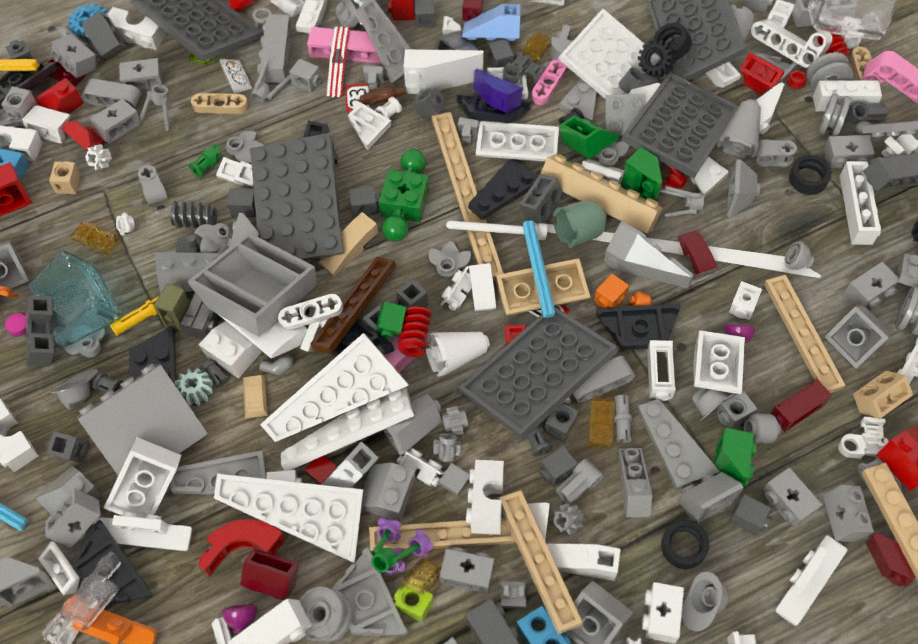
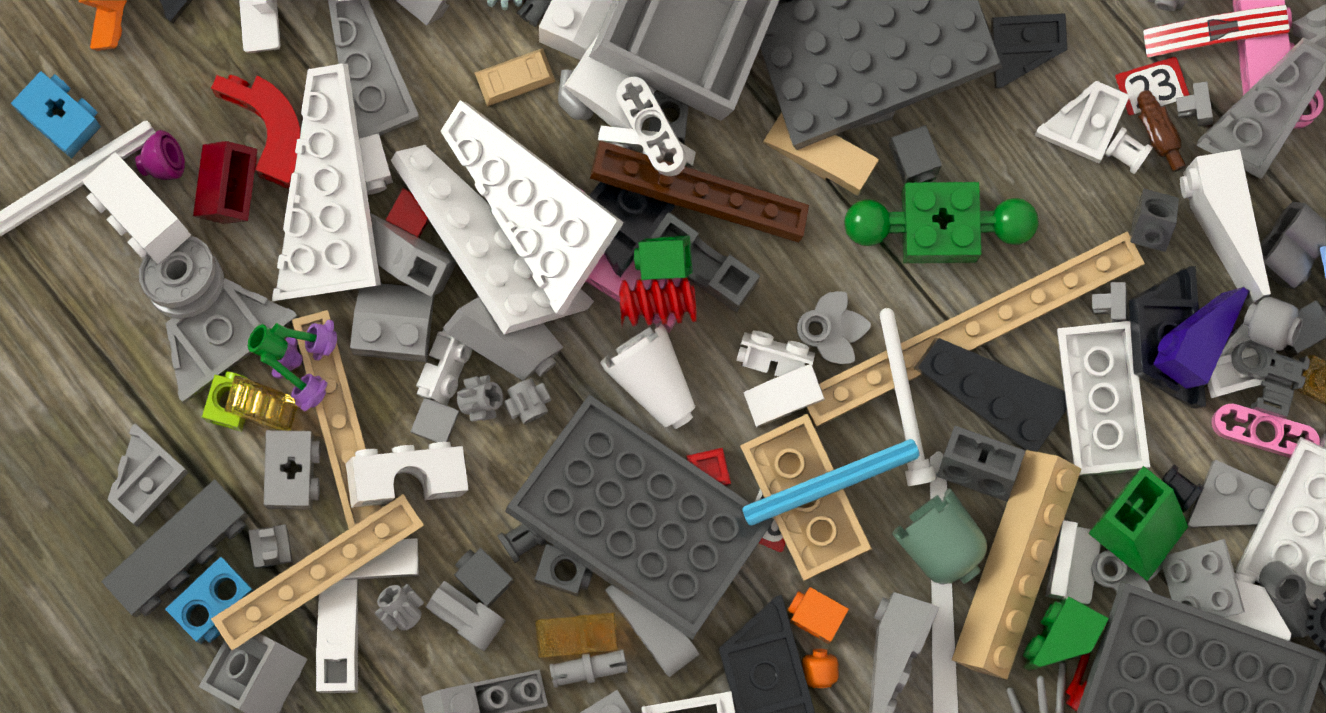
camera: 70 degrees right, 20 degrees up
(497, 56) = (1273, 323): none -> light grey head

